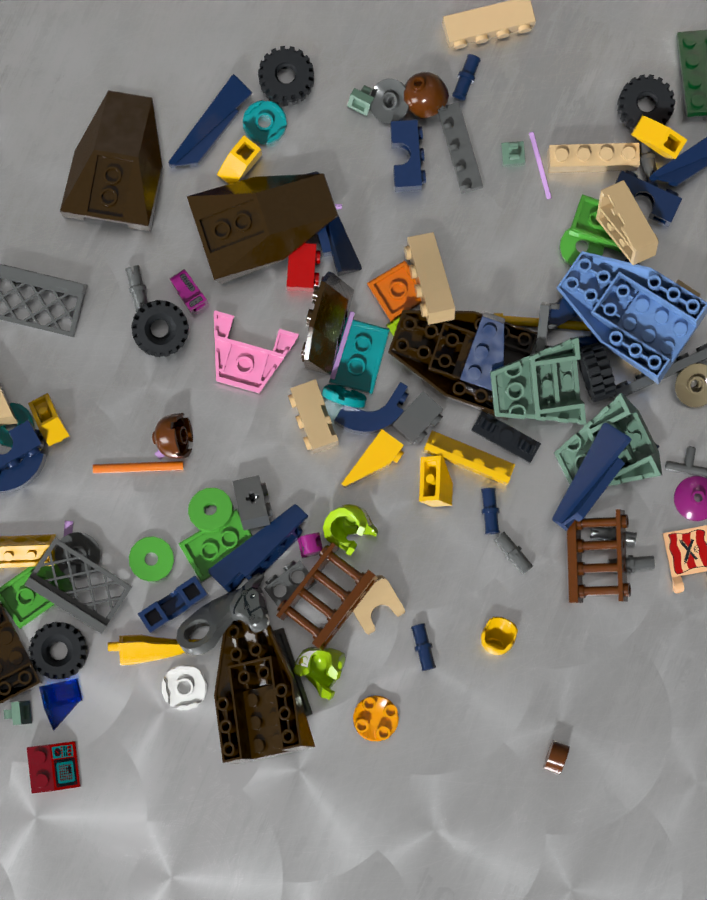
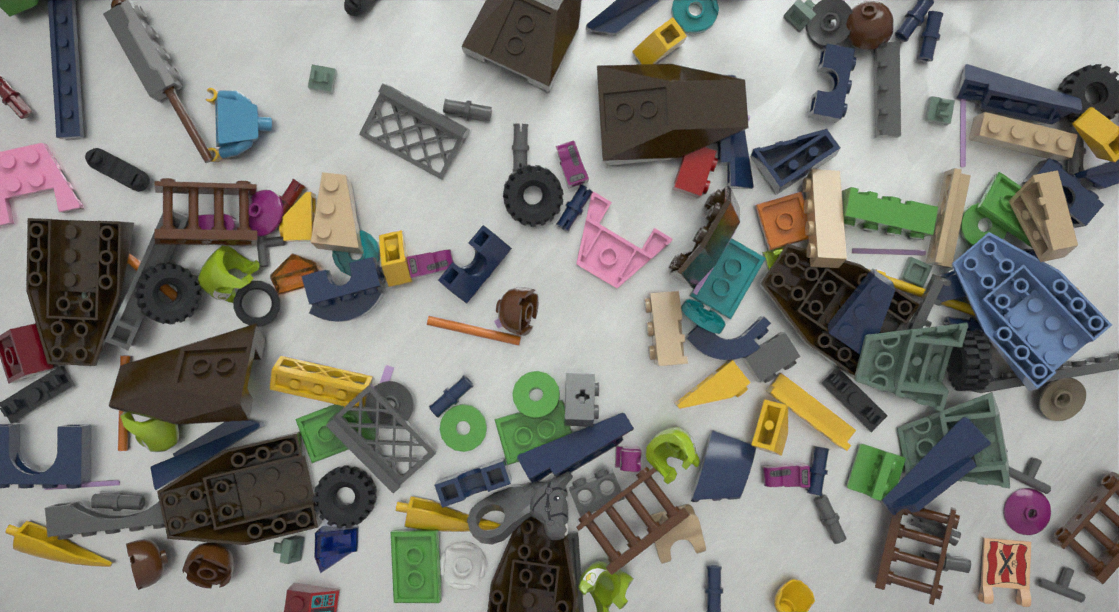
camera: 15 degrees right, 5 degrees up
(80, 267) = (467, 109): none -> dark grey pin
(82, 415) = (429, 263): none -> magenta leg
(132, 532) = (451, 396): none -> dark blue pin
(133, 392) = (468, 279): none -> dark blue arch
(140, 698) = (415, 566): none -> bright green tile
(201, 330) = (574, 208): none -> dark blue pin
(388, 233) = (794, 159): none -> dark blue wedge
(401, 531) = (723, 469): none -> dark blue slope
(461, 523) = (787, 475): none -> magenta leg
(485, 89) = (930, 36): none -> dark blue pin
(487, 259) = (888, 214): none -> bright green wedge
(502, 293) = (888, 251): none -> lavender piece
(530, 305) = (915, 272): none -> sand green tile
(542, 496) = (875, 471): none -> bright green bracket
(547, 248) = (948, 218): none -> tan fence
(576, 123) = (1015, 97): none -> dark blue wedge

